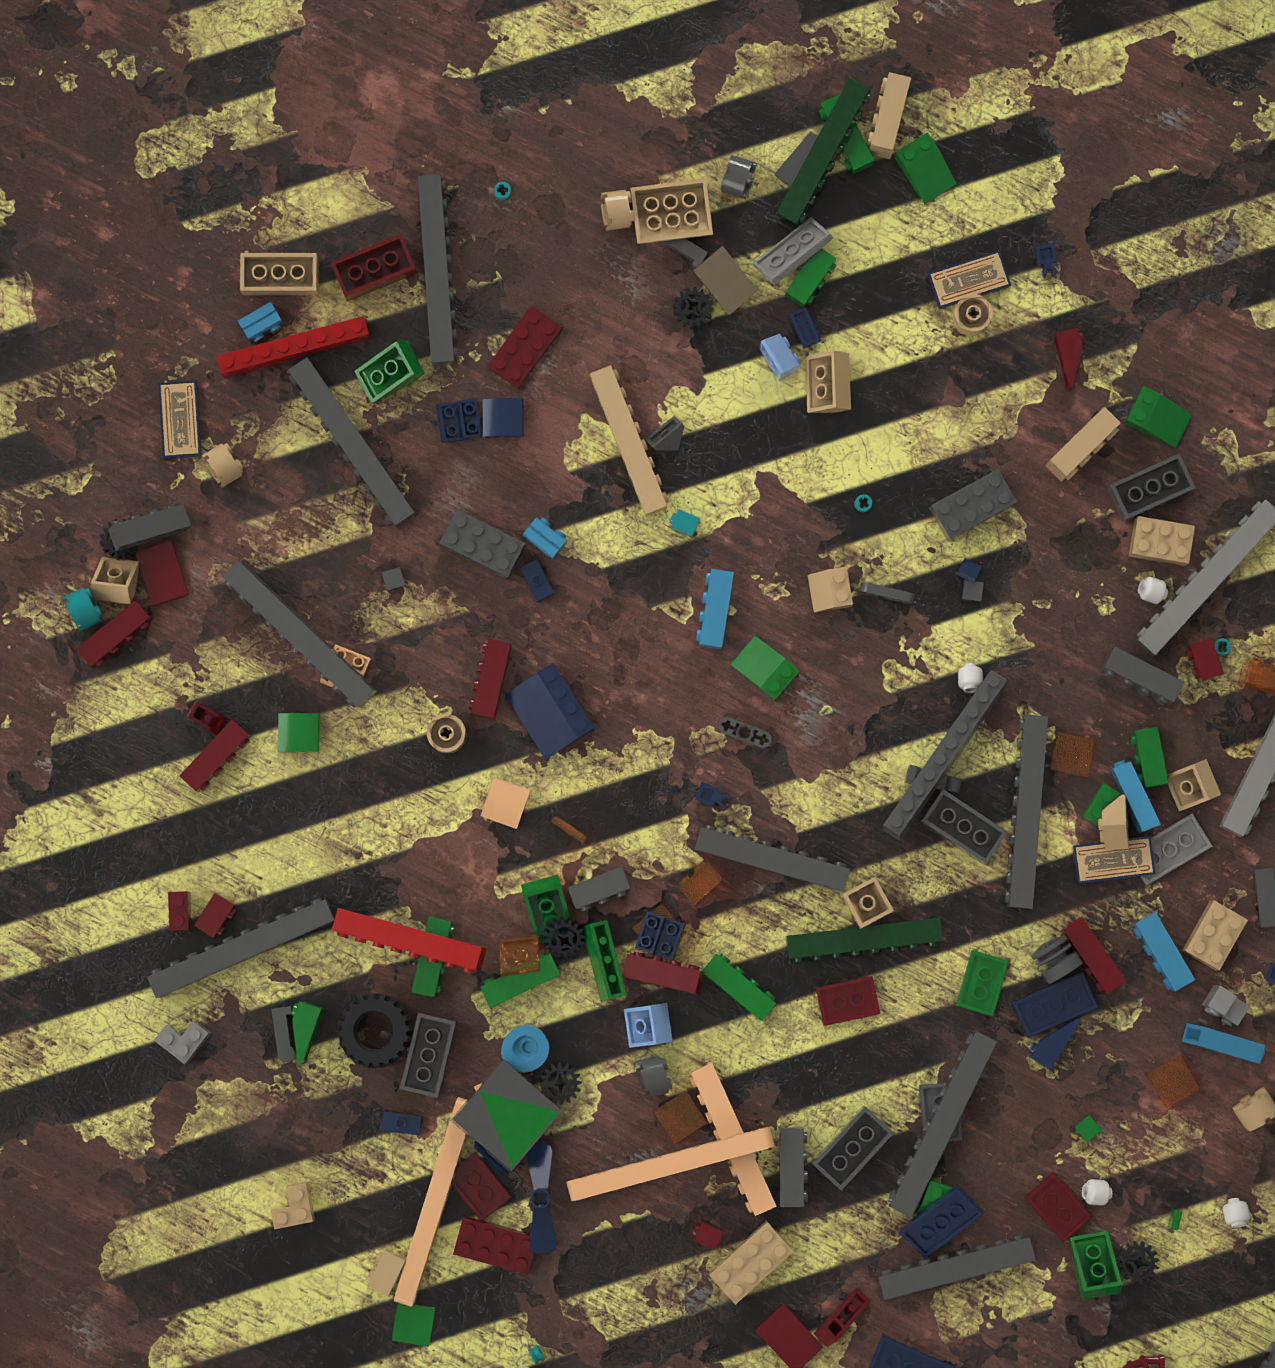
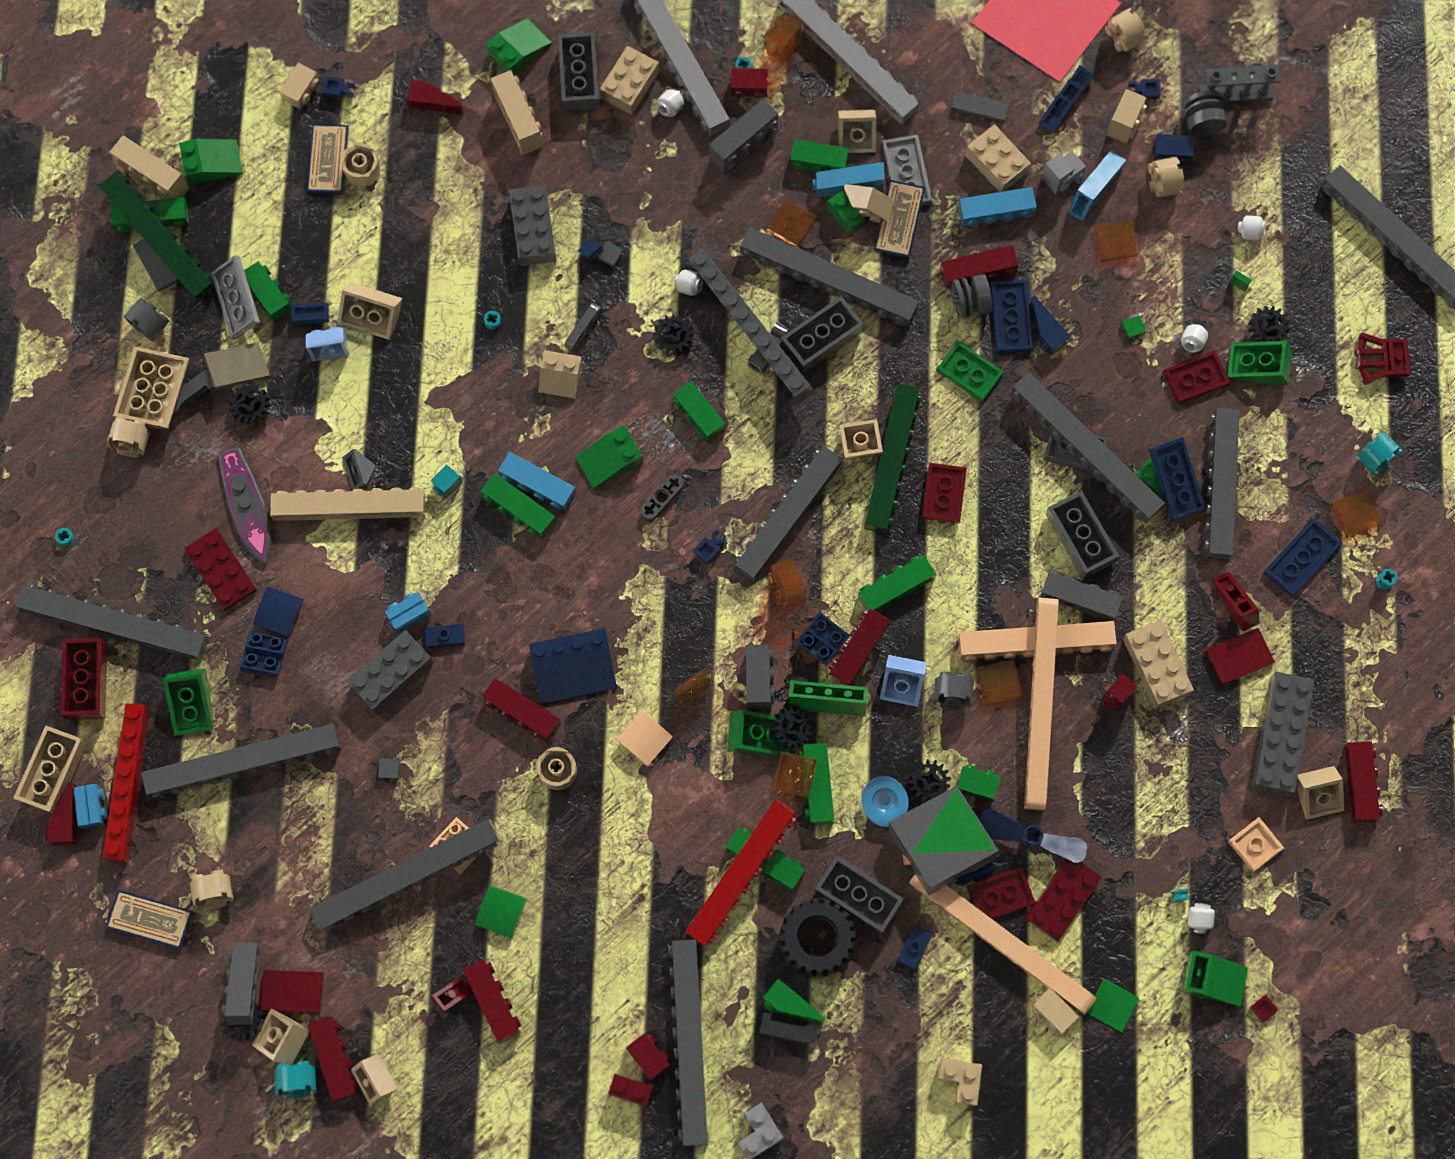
camera: 70 degrees left, 10 degrees down
(109, 678) = (374, 1079): none -> tan brick
(237, 305) = (63, 822): none -> dark red slope
(574, 1130) = (978, 783): none -> green brick
(596, 344) = (245, 503): none -> dark grey piece
(685, 600) = (518, 506): none -> green brick
(842, 736) = (698, 412): none -> green brick
(918, 689) = (675, 341): none -> black gear
(1033, 222) = (299, 86): none -> tan brick

